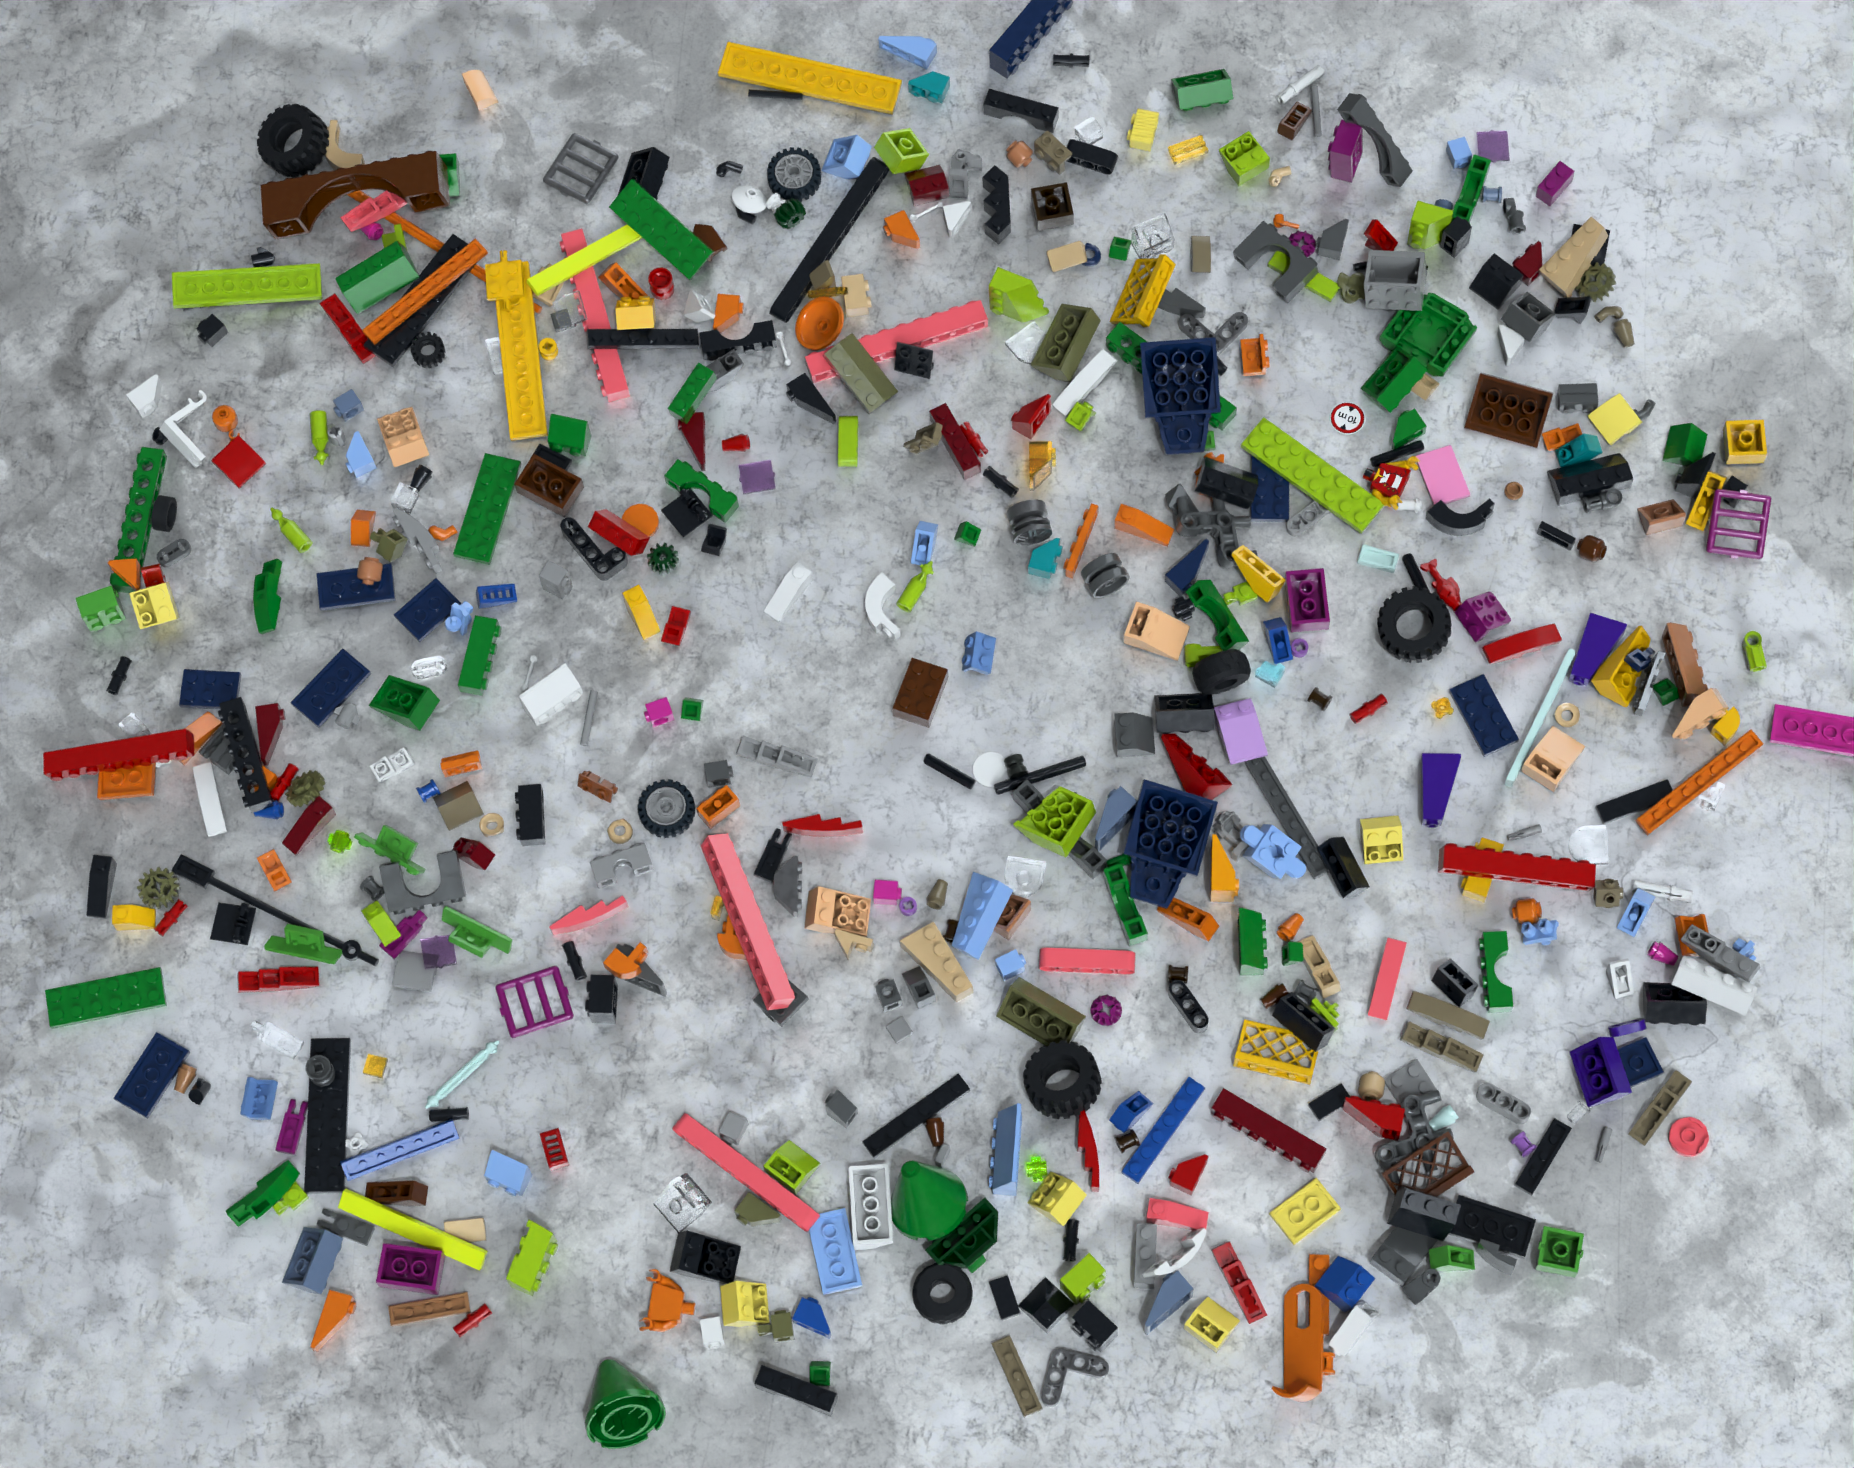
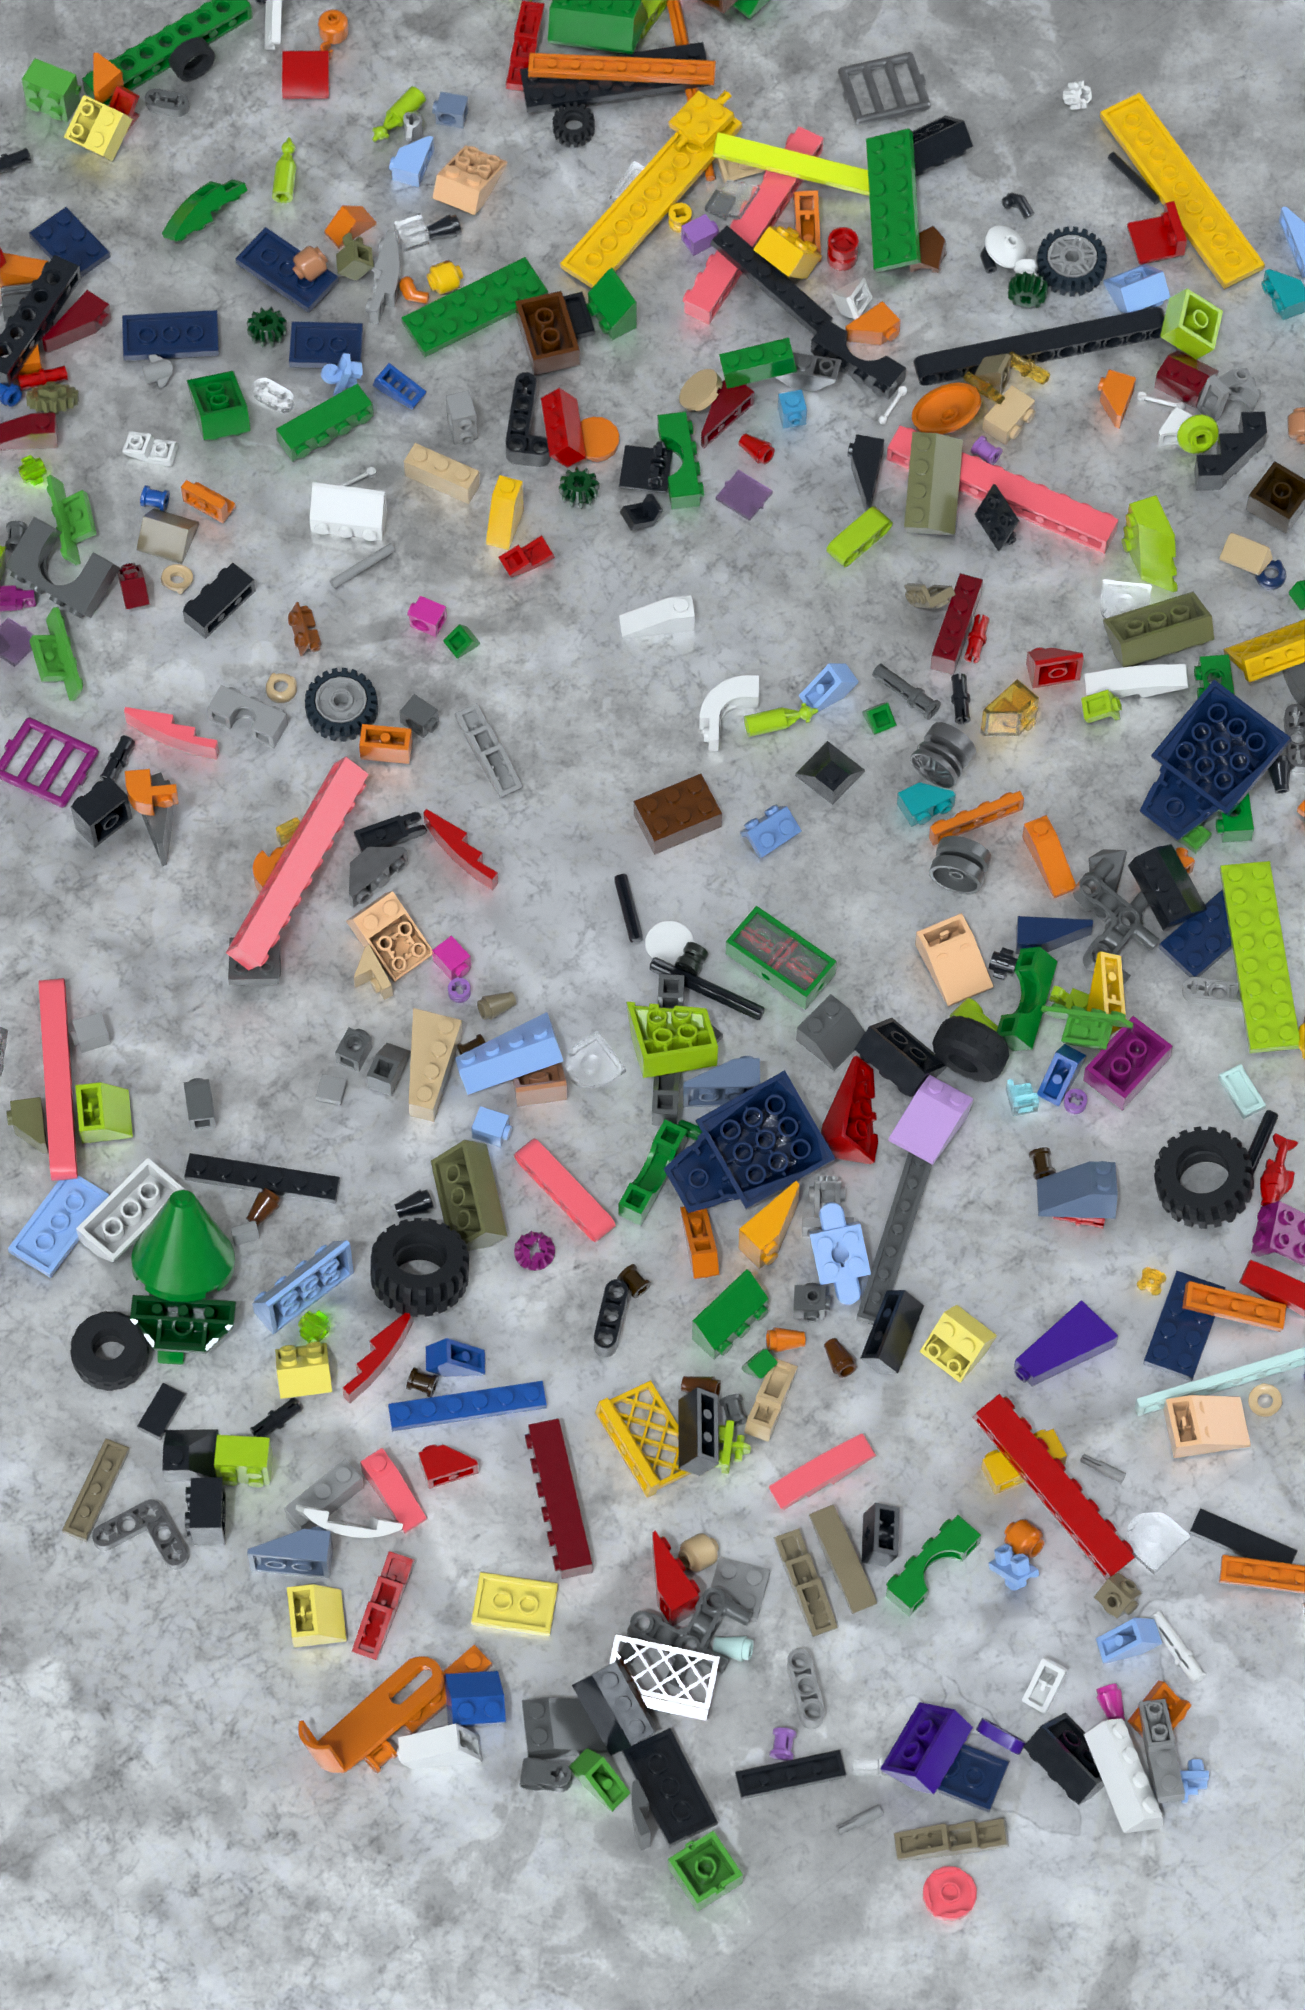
camera: 40 degrees right, 5 degrees down
(382, 624) = (266, 327): none -> dark green gear
(452, 507) = (444, 277): none -> yellow head
(570, 348) = (699, 234): none -> medium lavender brick
(577, 622) = (441, 473): none -> tan brick
(671, 439) = (700, 390): none -> tan tile
(695, 74) = (1077, 95): none -> white gear
(733, 402) = (792, 409): none -> dark azure brick
(826, 116) = (1158, 236): none -> red bracket
(838, 258) = (1028, 368): none -> clear yellow axle
(864, 327) = (986, 450): none -> medium lavender bush
(970, 211) = (1194, 427): none -> lime piece
(974, 590) = (830, 772): none -> black slope
(975, 504) = (915, 696): none -> dark grey pin
(1015, 1048) = (415, 1204): none -> black cone
(1064, 719) = (780, 957): none -> brick
(1269, 602) = (1086, 1027): none -> bright green bracket
(1283, 893) = (810, 1302): none -> dark grey brick
(1329, 1102) = (640, 1528): black tile -> none
(1331, 909) = (840, 1359): none -> reddish brown cone
(1358, 695) = (1079, 1192): none -> sand blue slope
(1501, 679) = (1234, 1306): none -> orange plate

